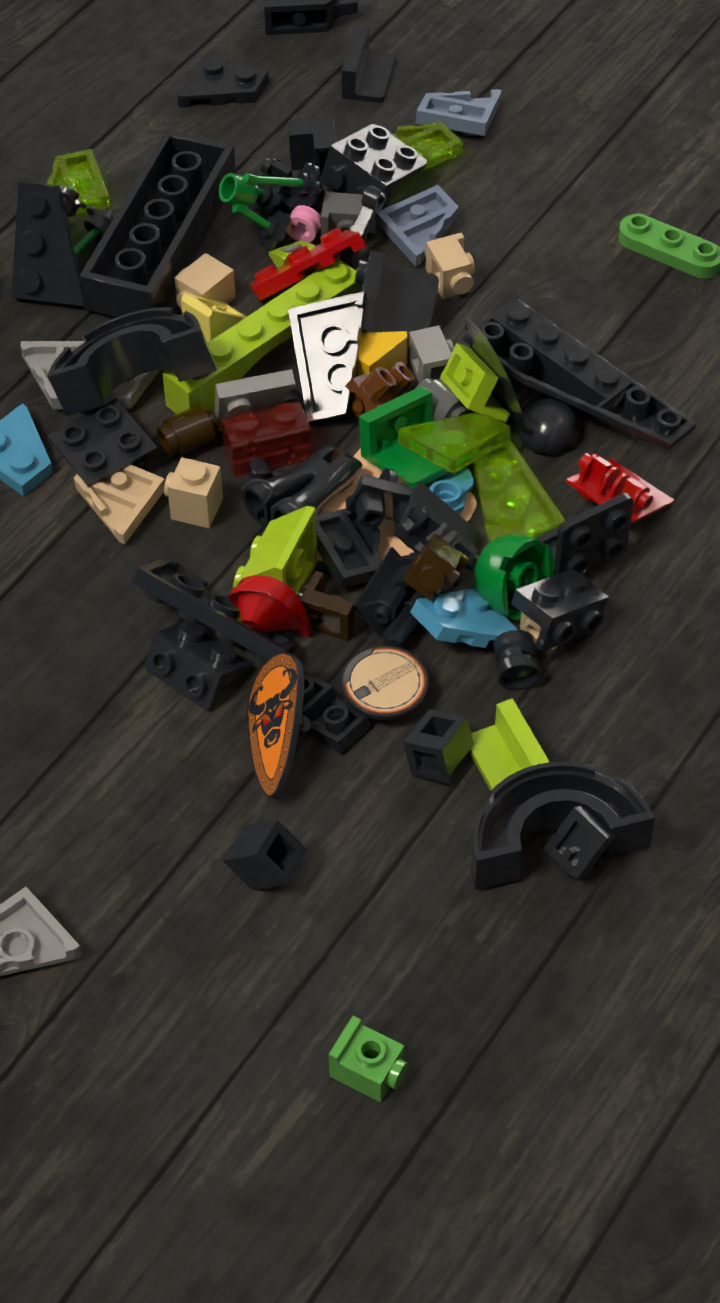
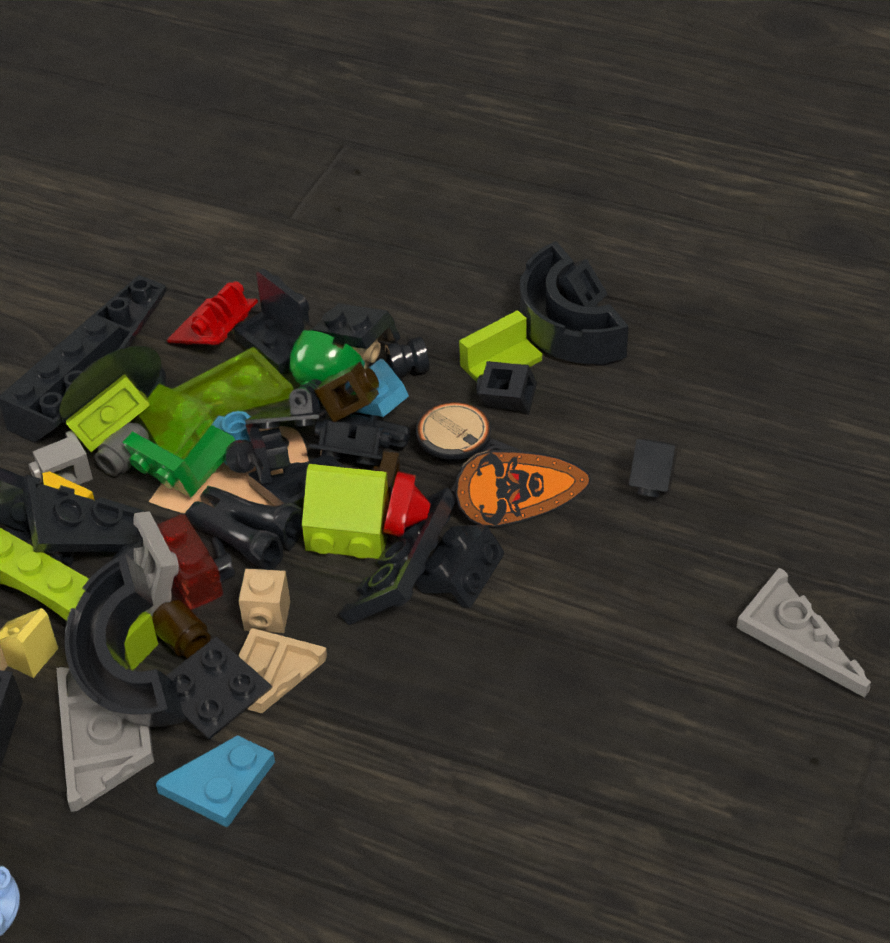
camera: 100 degrees left, 5 degrees down
(363, 1074) = (802, 375): bright green brick -> none
(379, 387) = (119, 480): reddish brown hips -> none

